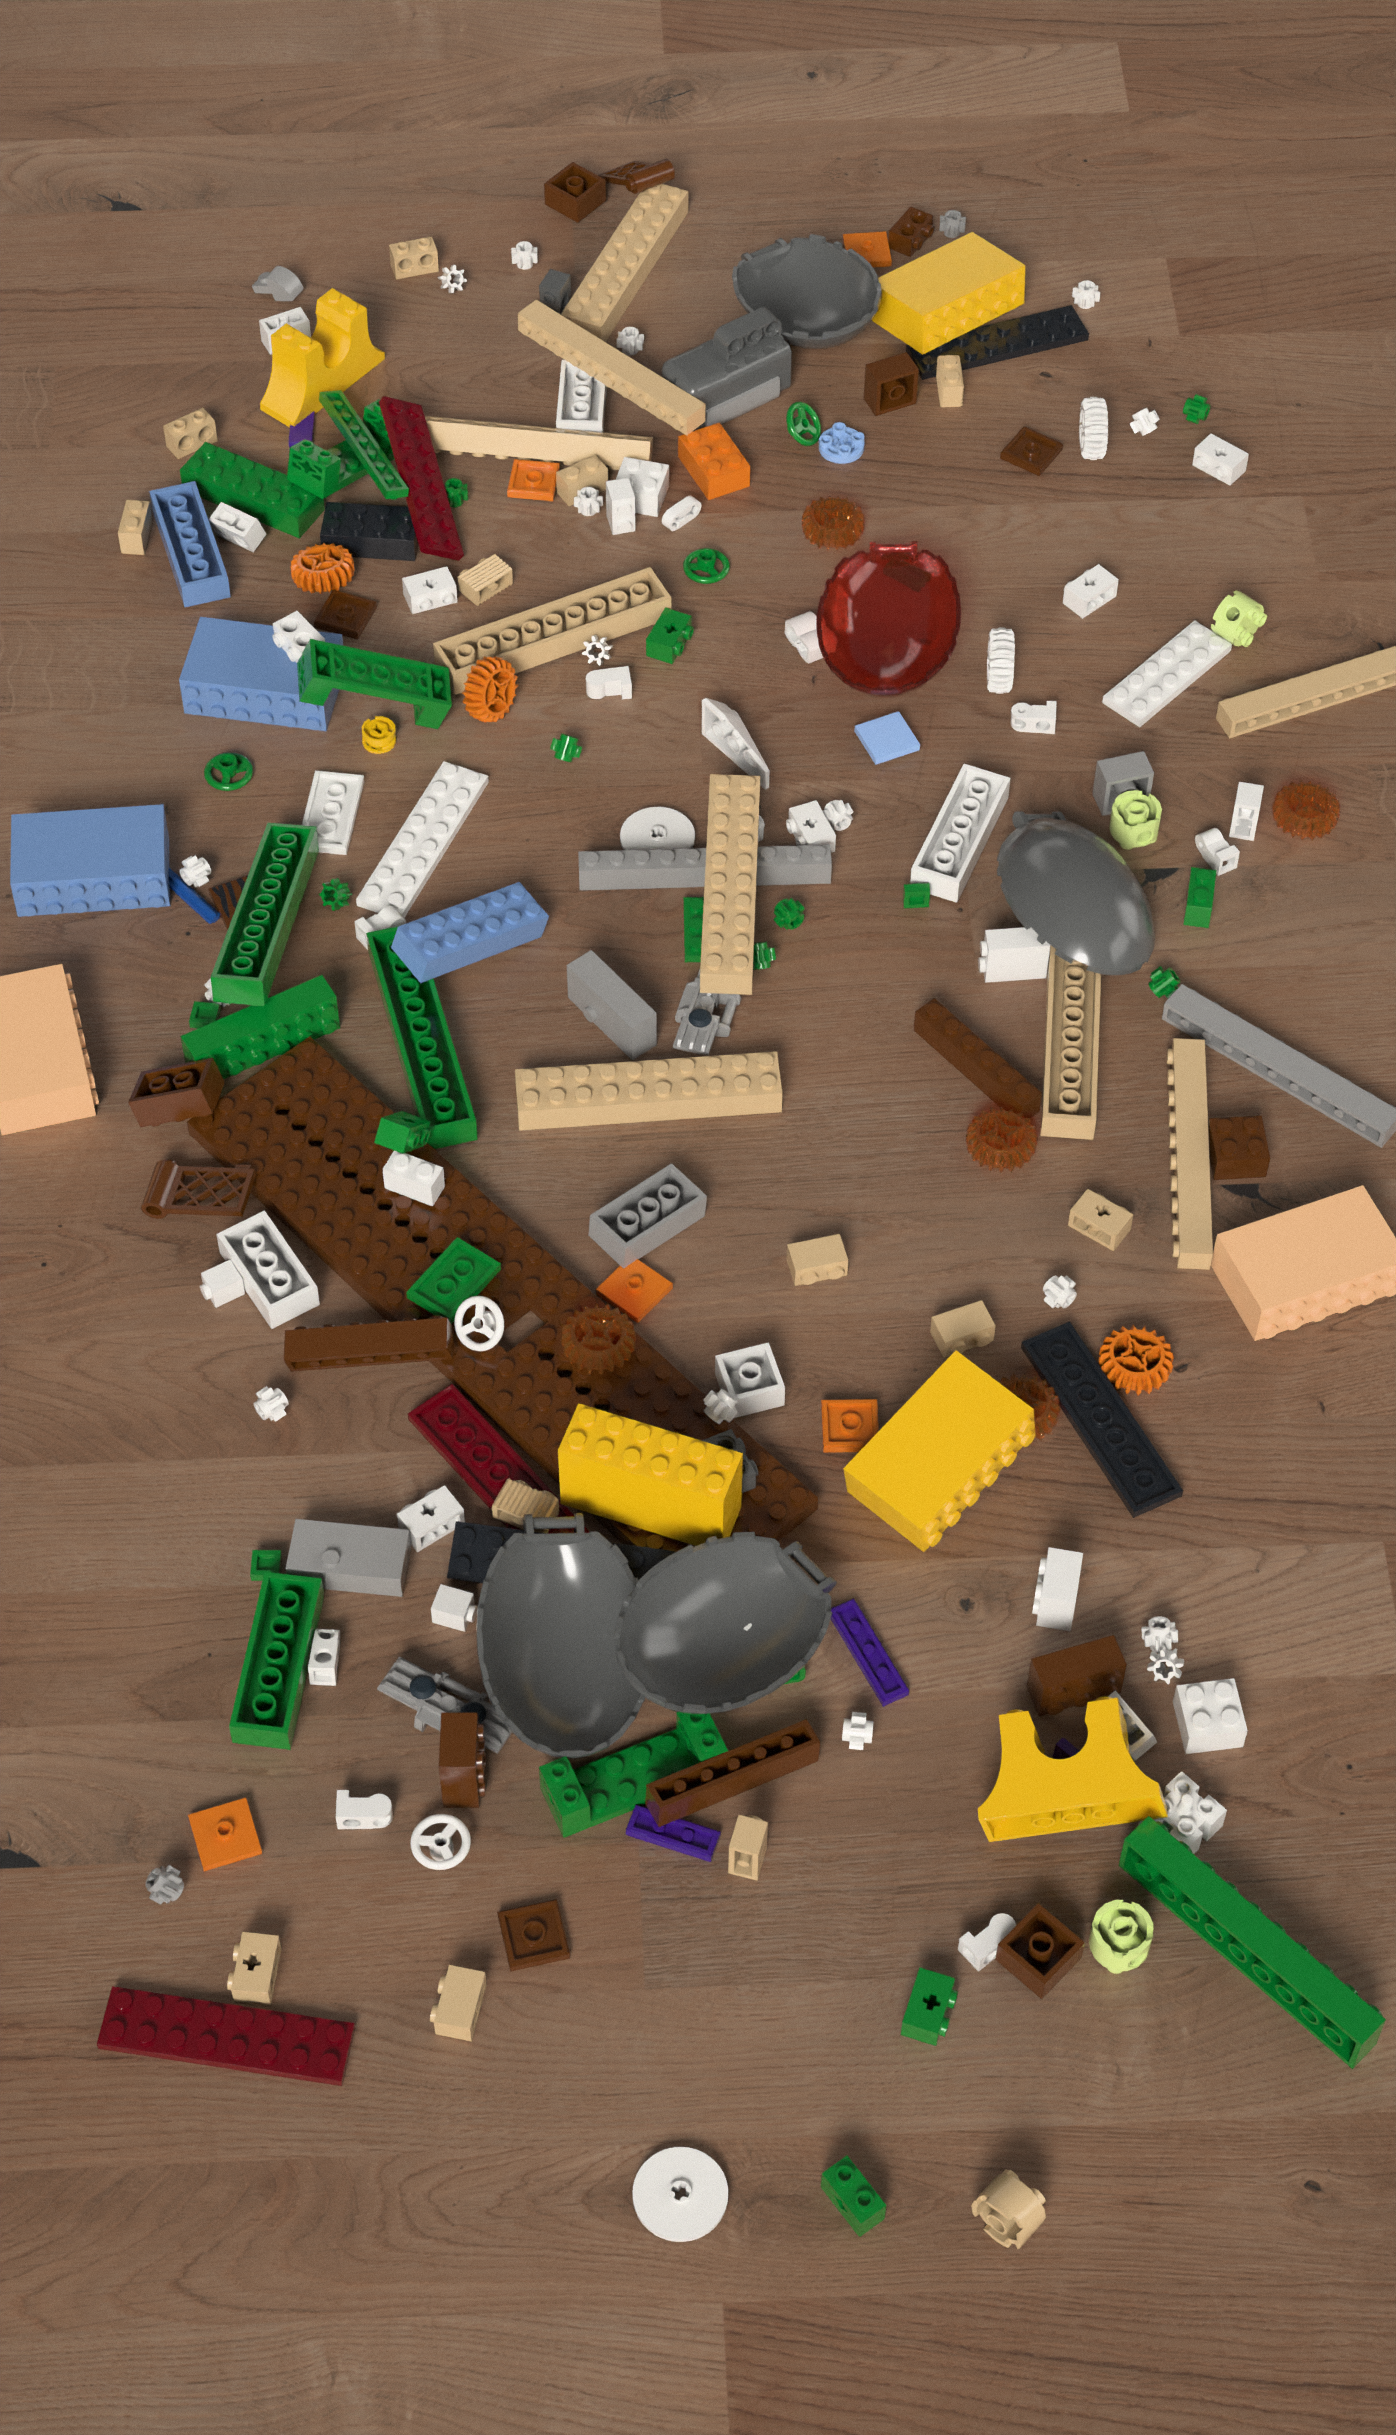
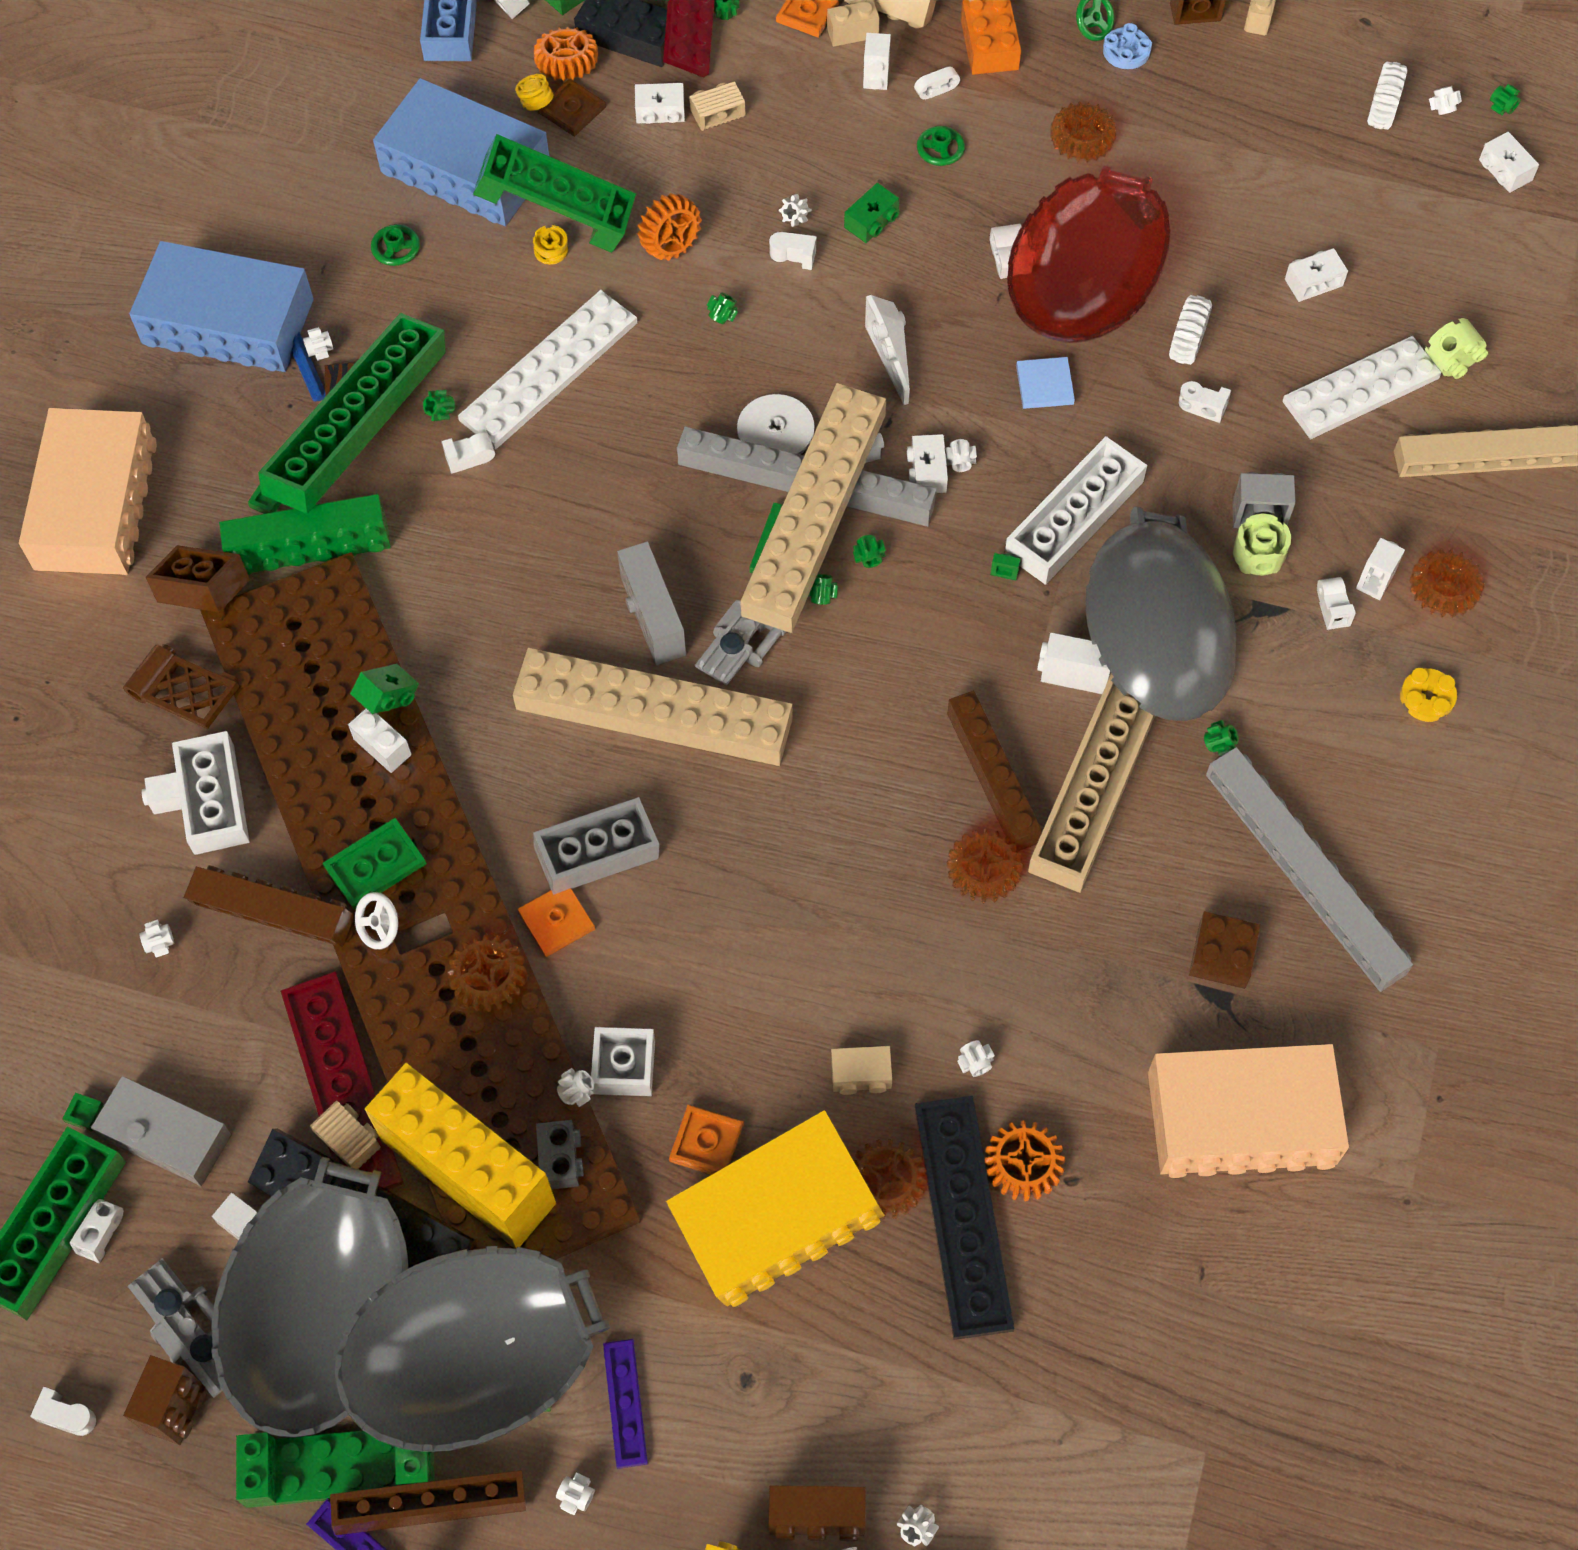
camera: 20 degrees right, 10 degrees up
(293, 635) = (495, 119): white brick -> none
(308, 605) = (534, 92): none -> yellow wheel
(333, 809) = (476, 313): white tile -> none
(423, 1045) = (456, 584): green brick -> none
(430, 1517) = (271, 1114): white brick -> none
(442, 1854) = (121, 1500): white piece -> none
(469, 932) = (542, 485): medium blue brick -> none
(557, 626) = (764, 175): tan brick -> none
(588, 501) = (850, 46): white gear -> none
(648, 483) = (911, 43): white brick -> none
(817, 1260) = (745, 945): tan brick -> none
(1031, 451) = (1317, 103): reddish brown tile -> none
(1057, 1588) = (838, 1404): white brick -> none
(1100, 1219) = (1053, 1002): tan brick -> none
(1159, 1633) = (925, 1488): white gear -> none
(1191, 1154) = (1173, 943): tan brick -> none
(1199, 897) = (1295, 651): green brick -> none
(1330, 892) = (1438, 684): none -> yellow plate

